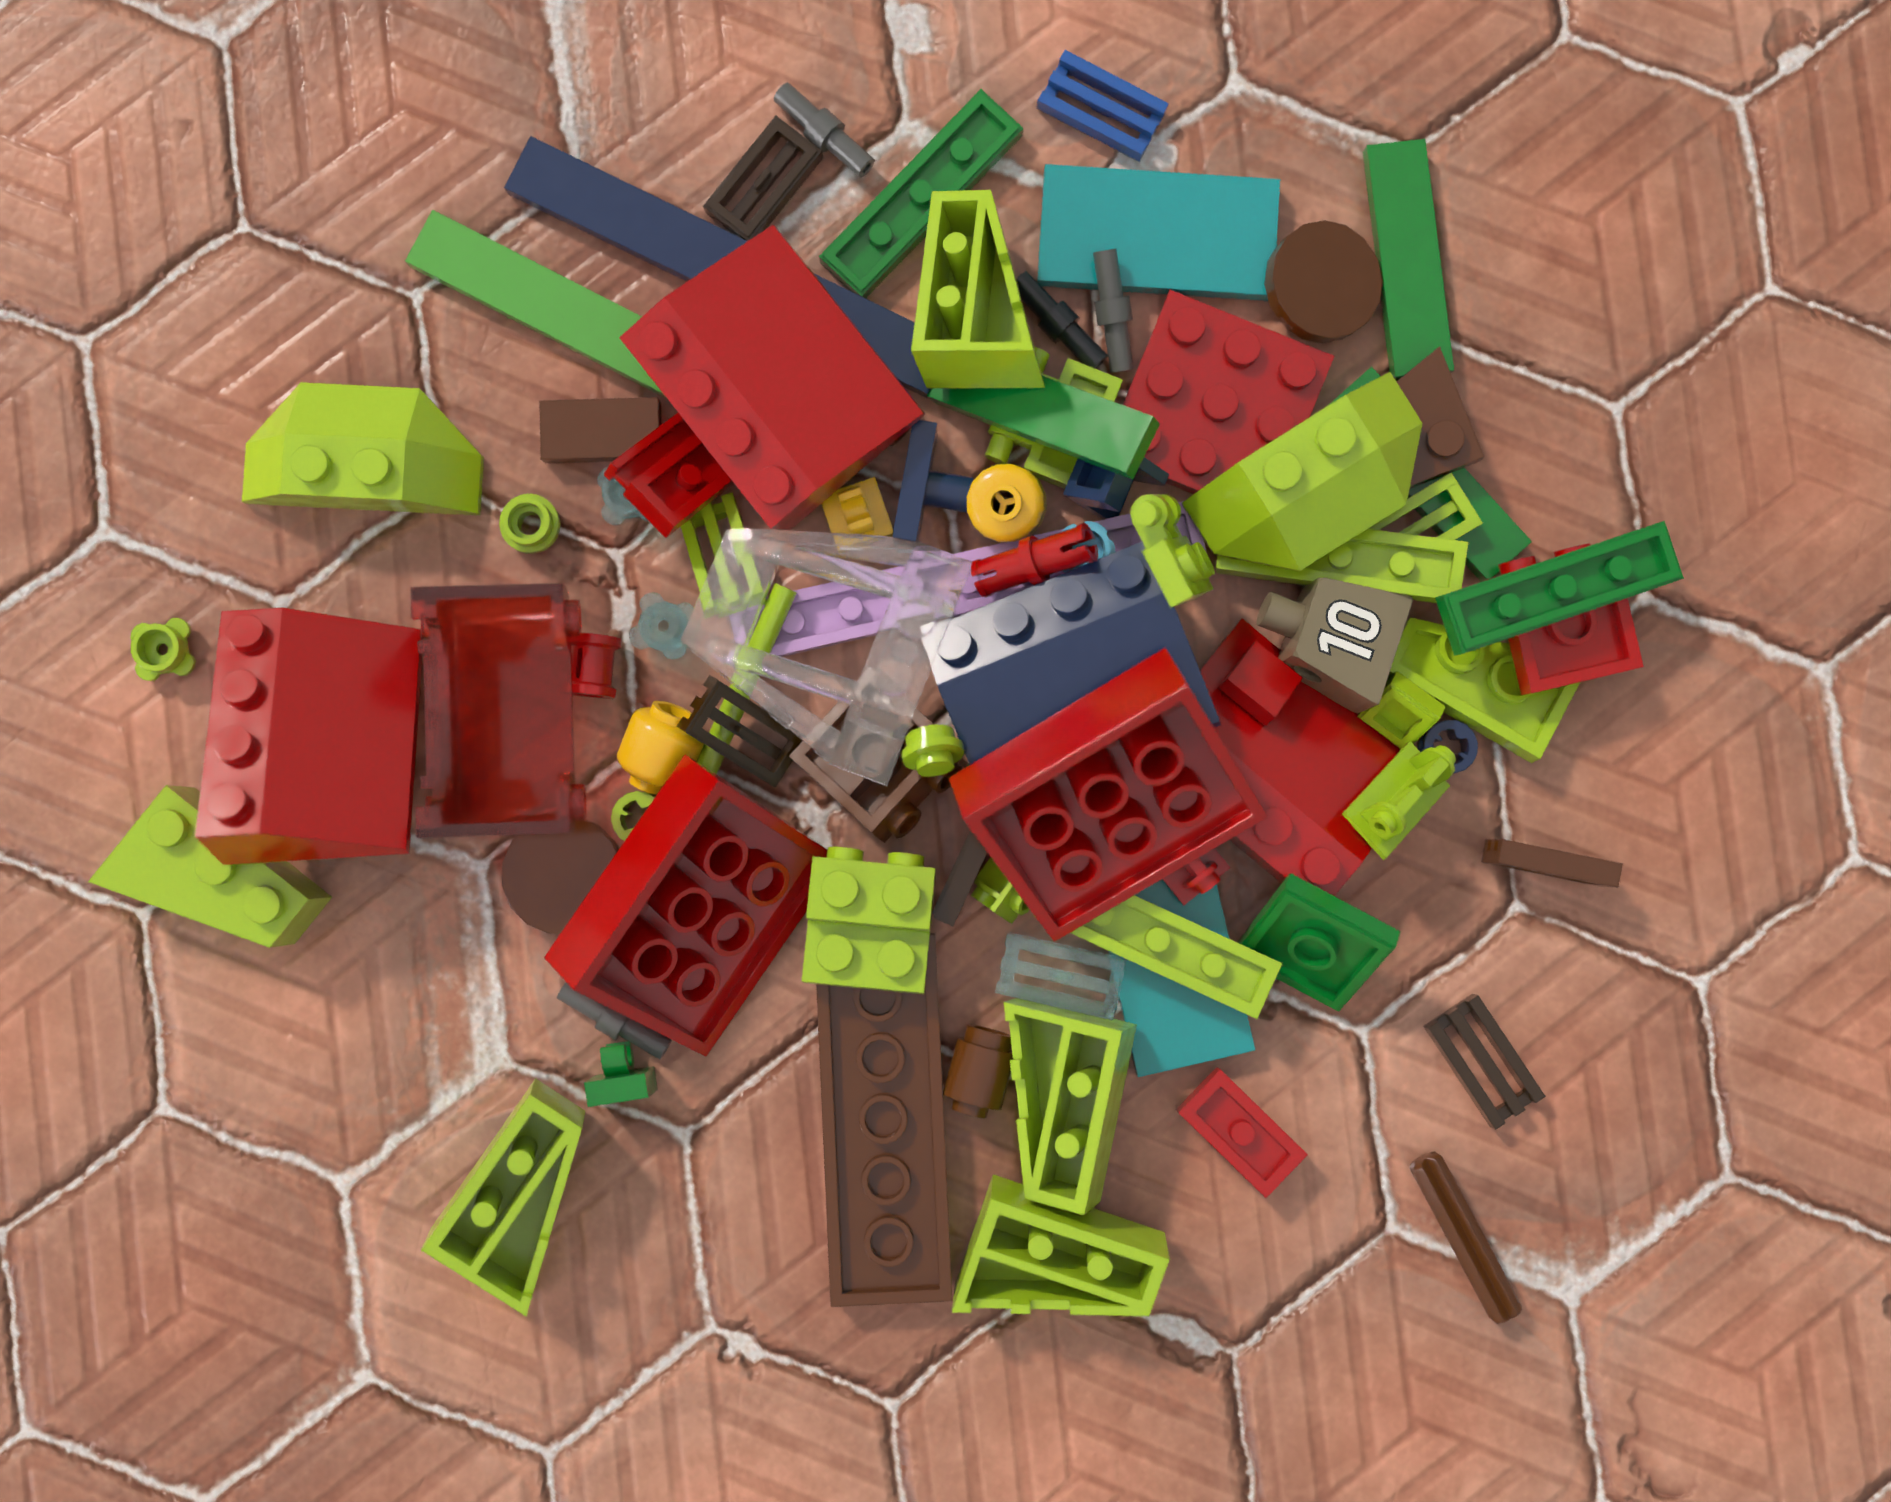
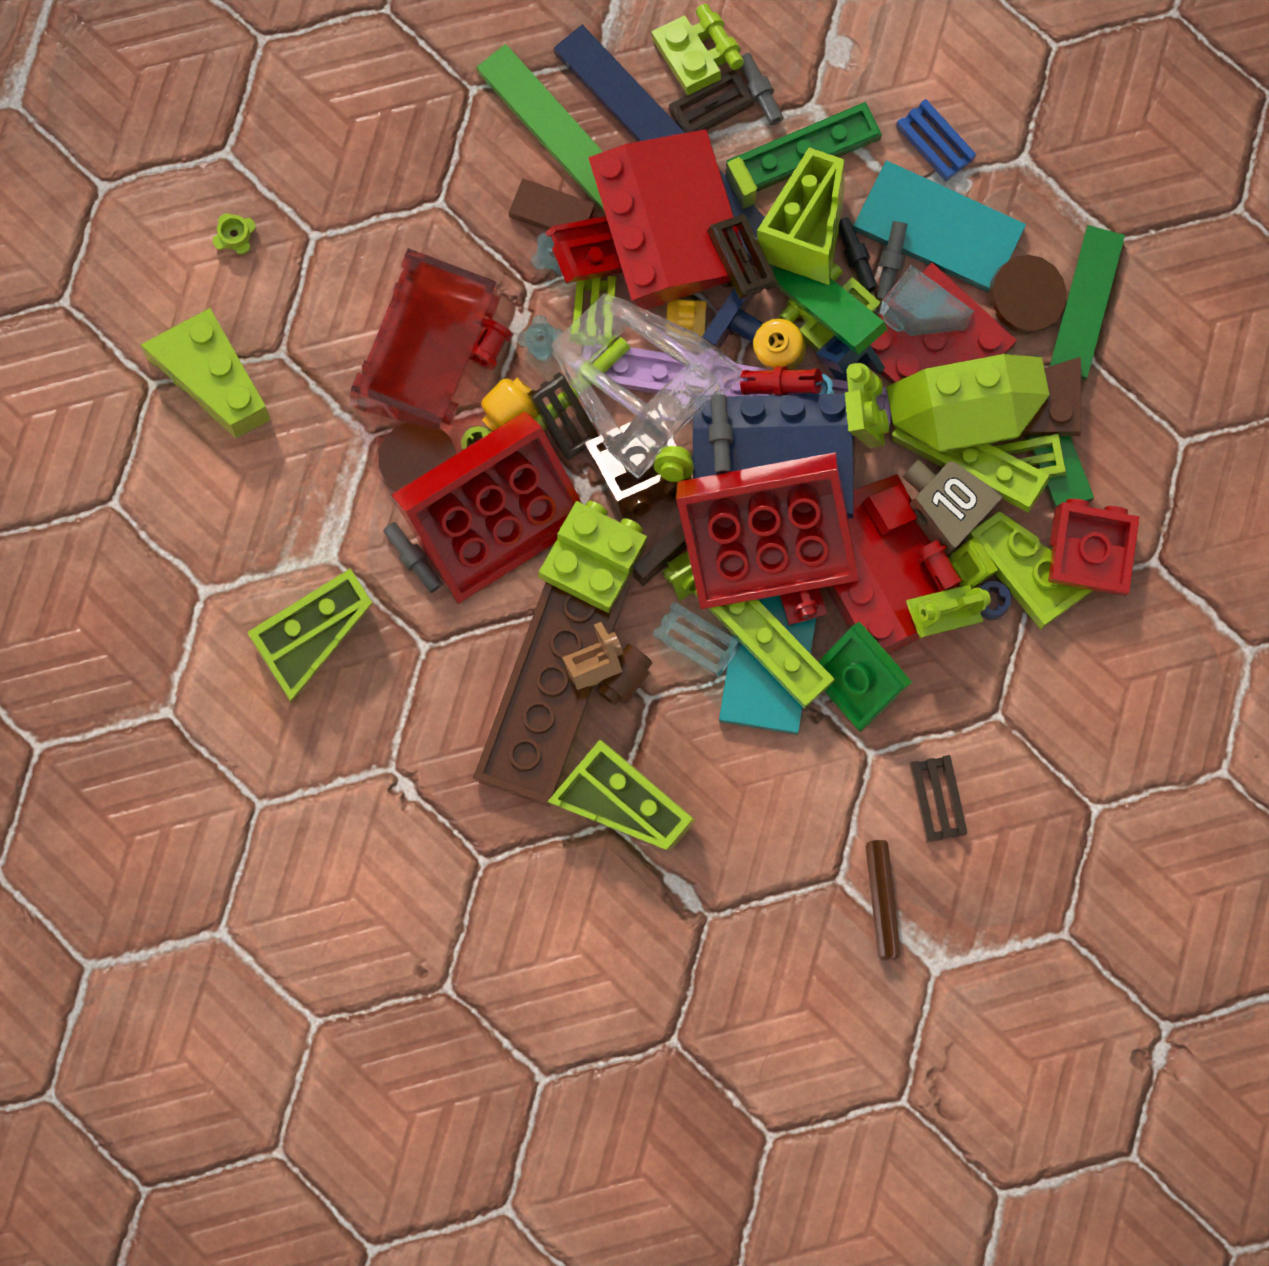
camera: 20 degrees right, 10 degrees down
(309, 738) = (307, 314): red slope -> none
(362, 453) = (402, 167): lime wedge -> none
(516, 511) = (481, 237): lime plate -> none
(620, 1078) = (402, 592): green tile -> none
(700, 122) = (687, 55): none -> lime plate
(855, 282) = (741, 182): none -> lime tile
(889, 413) = (729, 262): none -> dark brown tile
(934, 1080) = (595, 662): none -> medium nougat bracket
(983, 682) = (720, 434): none -> dark grey bar
(1068, 1098) = (671, 708): lime wedge -> none
(1189, 363) = (923, 306): none -> clear light blue slope
(1241, 1132) = (769, 778): red plate -> none
(1361, 735) = (939, 565): none -> red pin
(1551, 863) = (1027, 692): reddish brown tile -> none
(1559, 588) = (1092, 522): green tile -> none

